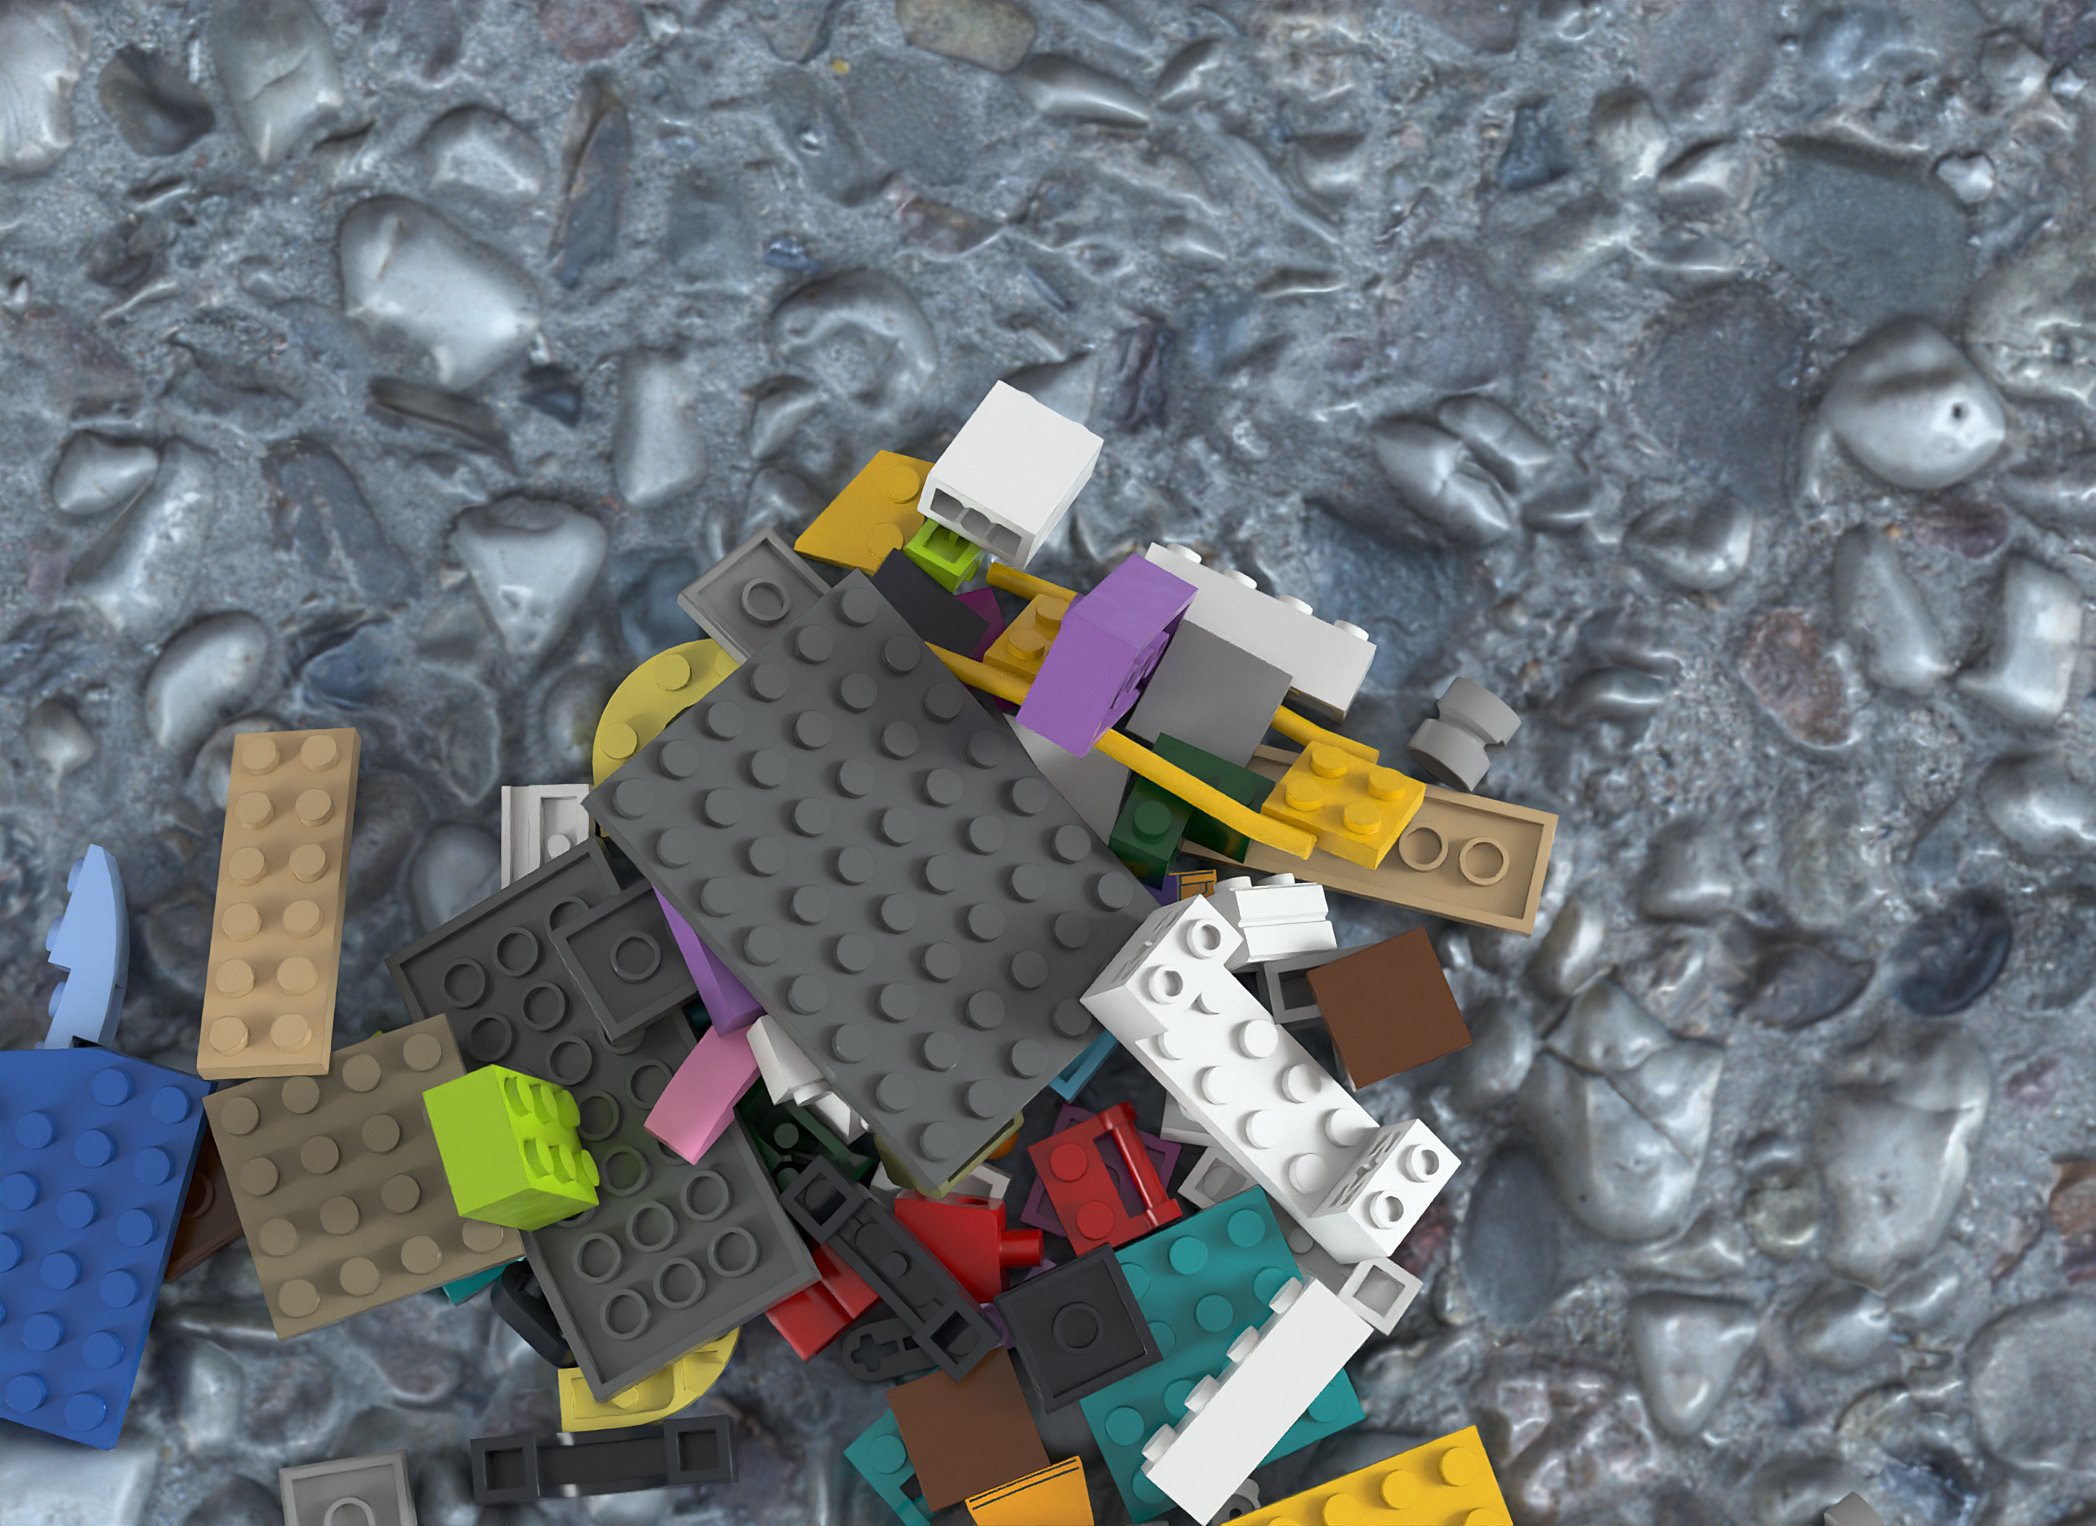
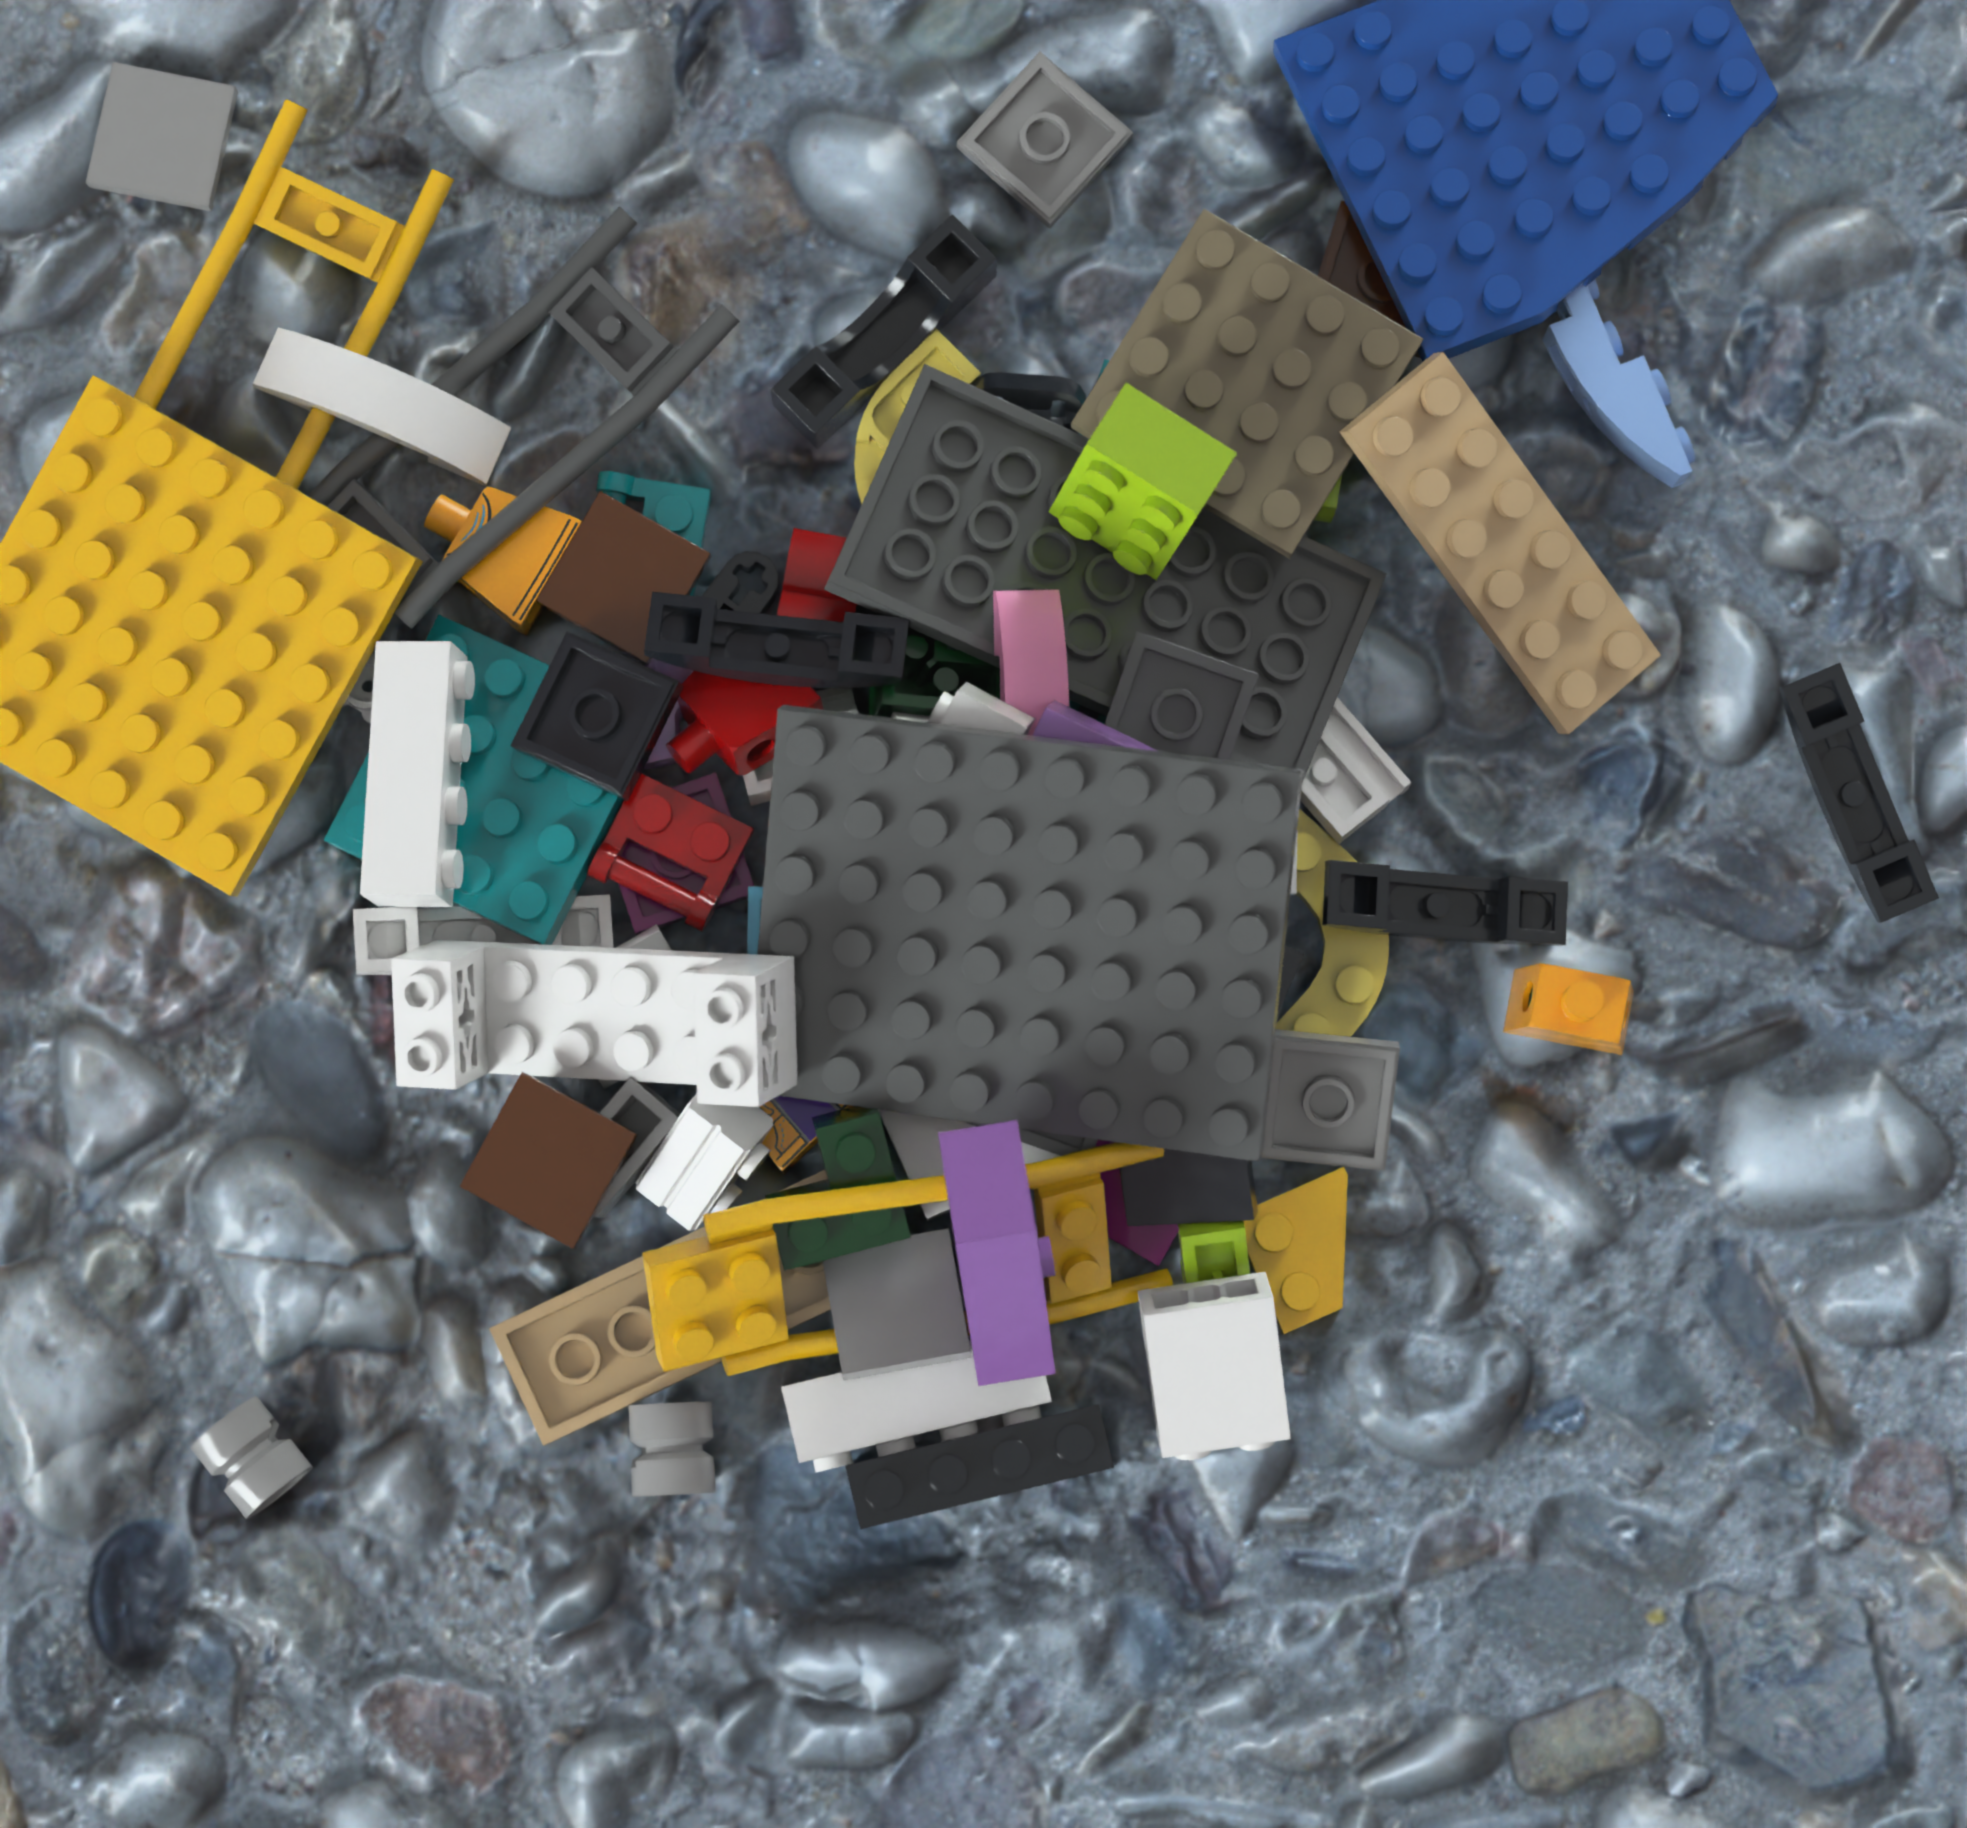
camera: 135 degrees right, 5 degrees up
(188, 514) = (1854, 794): none -> black slope
(528, 525) = (1570, 1007): none -> light orange torso
(554, 675) = (1444, 905): none -> black slope
(1217, 526) = (979, 1466): none -> black arch
(1789, 979) = (251, 1457): none -> light grey wheel

